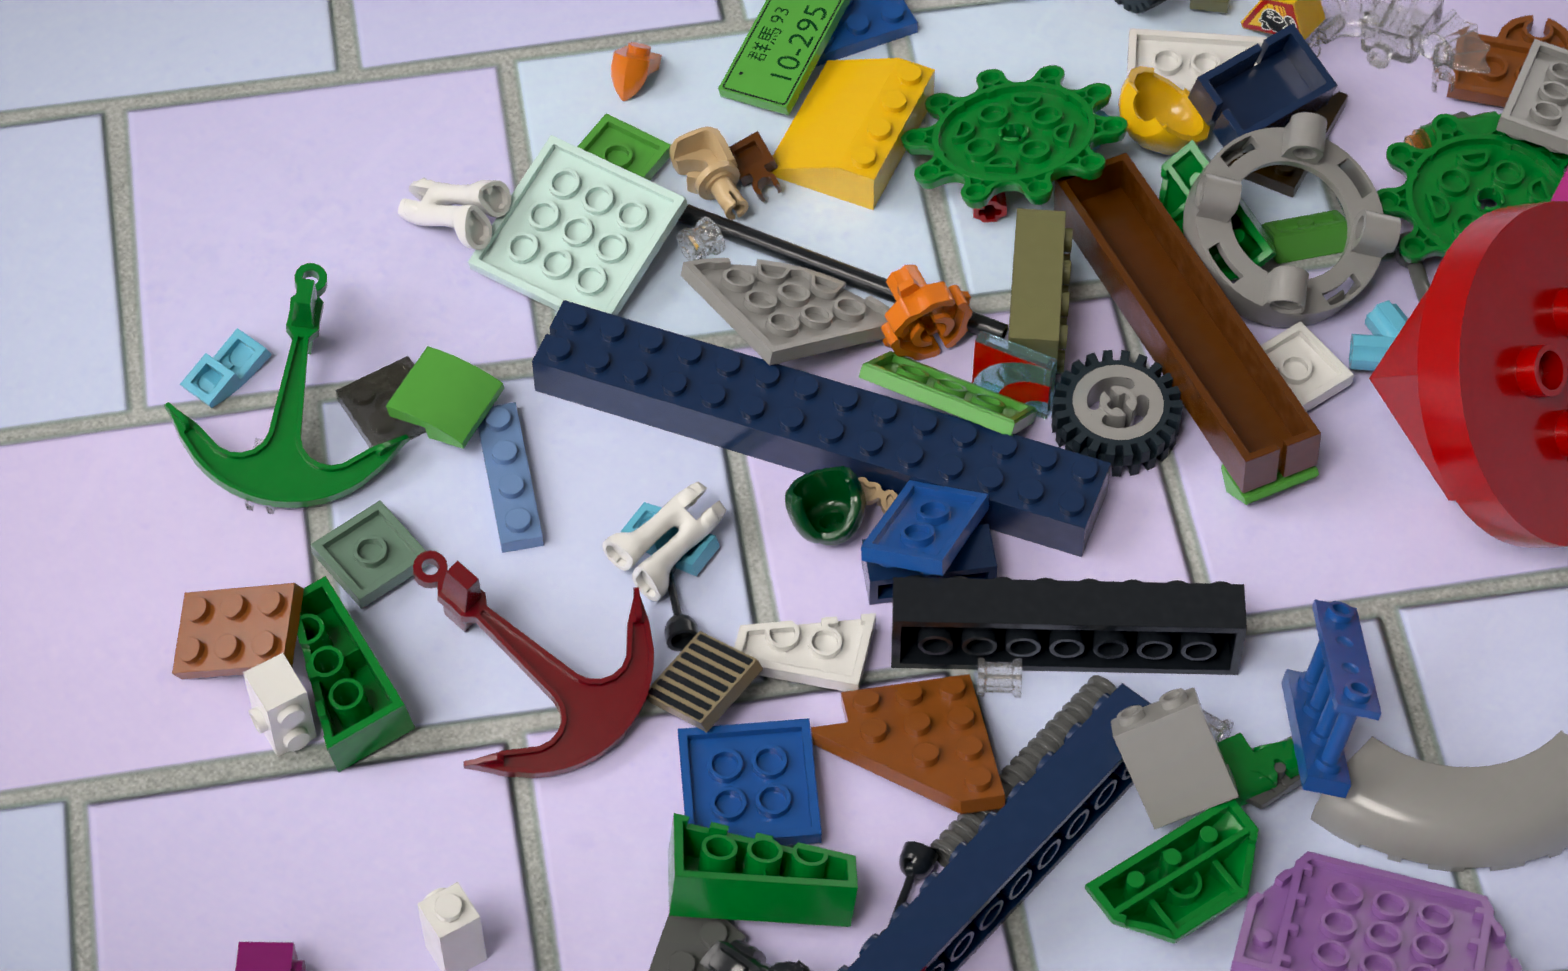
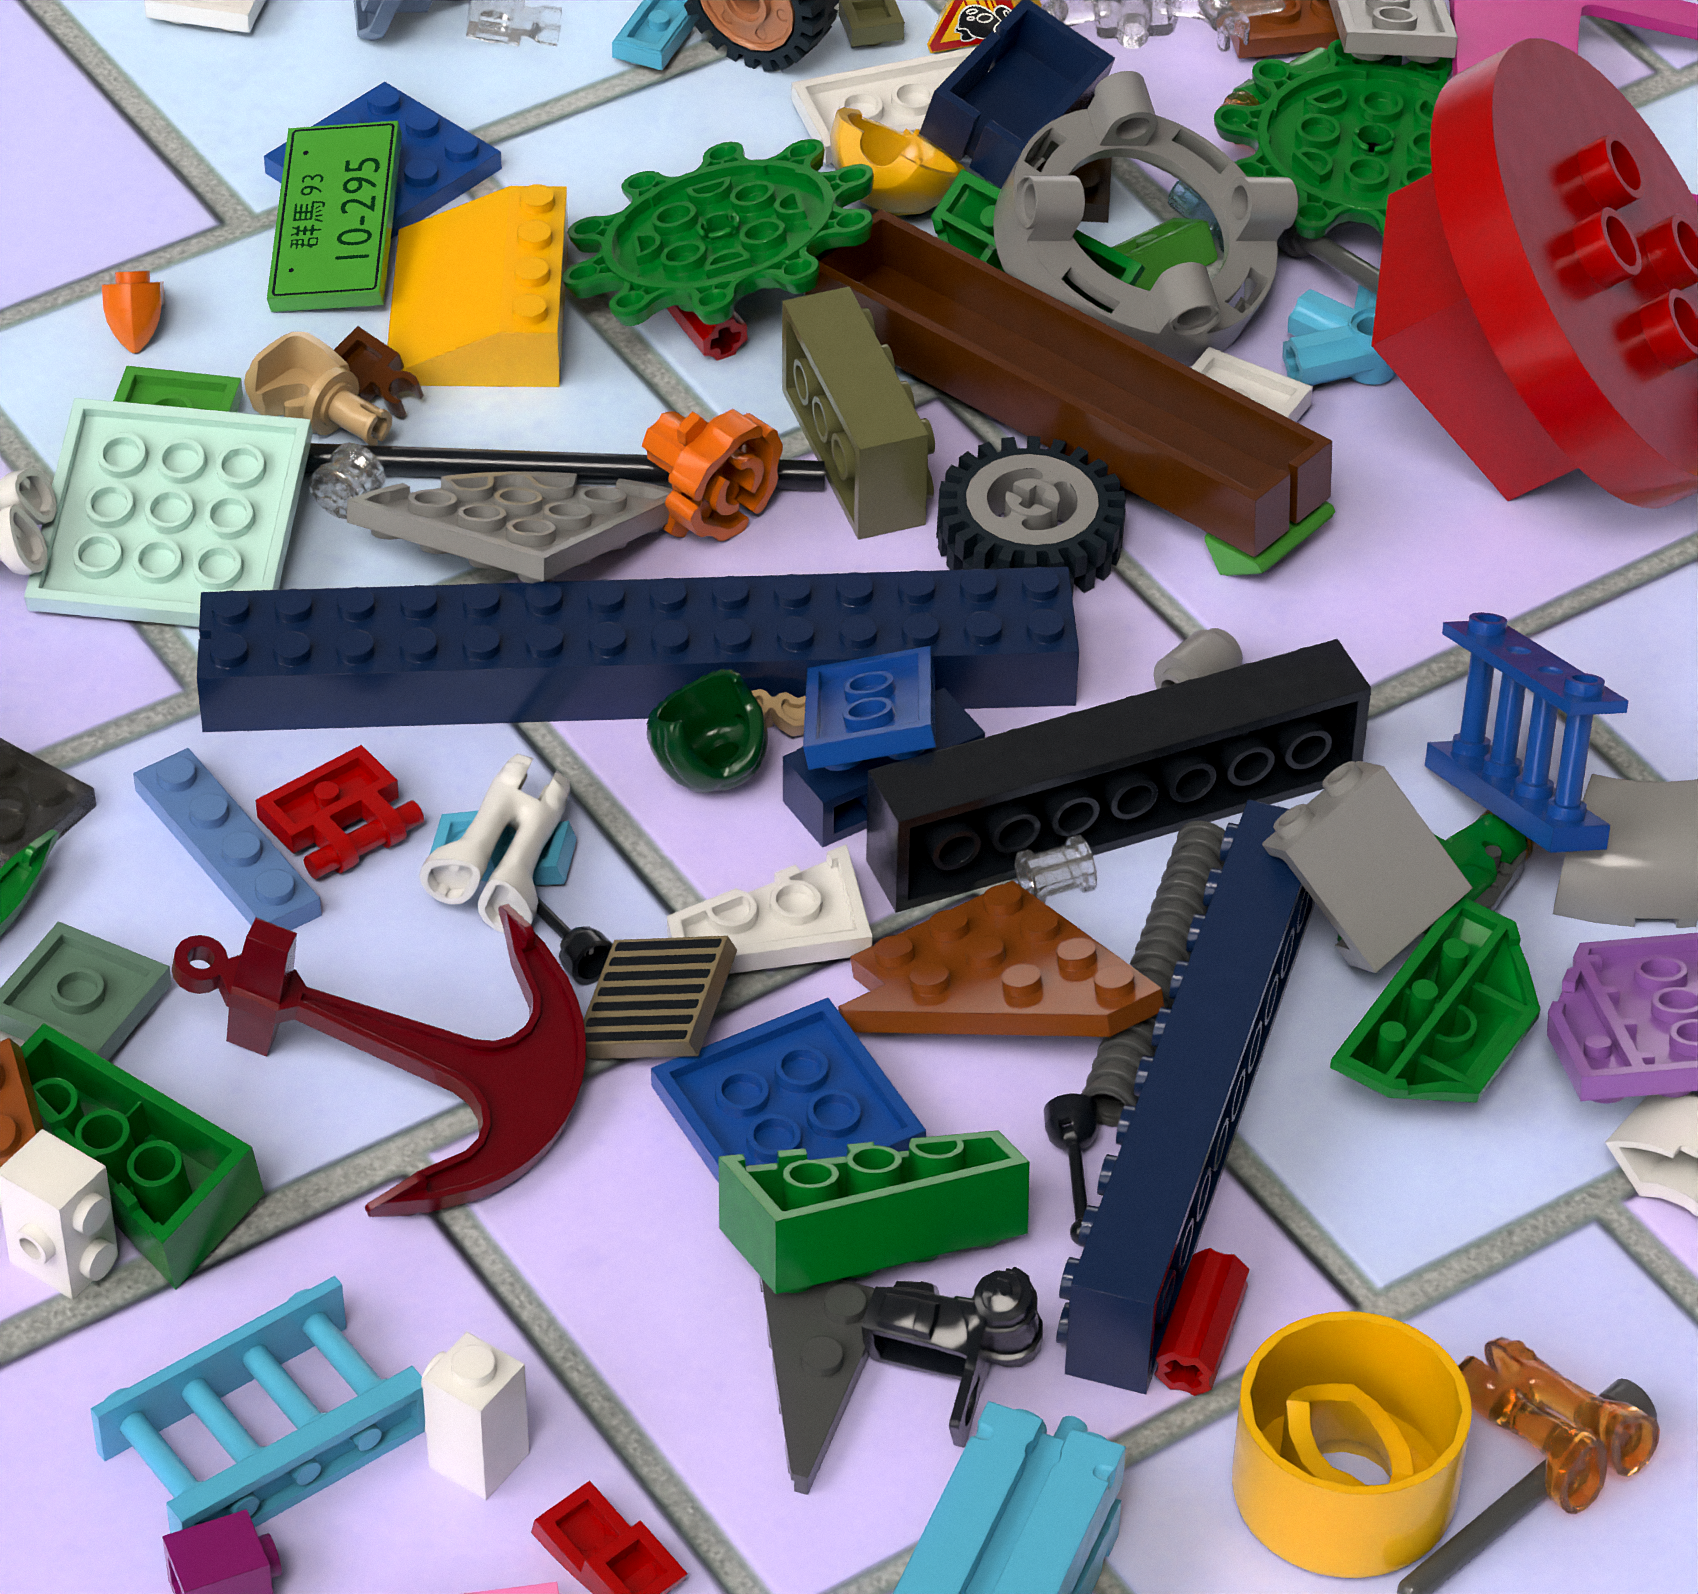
camera: 25 degrees left, 10 degrees down
(344, 920) = (294, 1467): none -> medium azure fence
(445, 397) = (89, 760): bright green slope -> none
(581, 469) = (332, 797): none -> red plate
(948, 393) = (796, 555): bright green tile -> none
(1015, 372) = (876, 506): clear light blue tile -> none
(1167, 560) = (1198, 656): none -> light grey brick

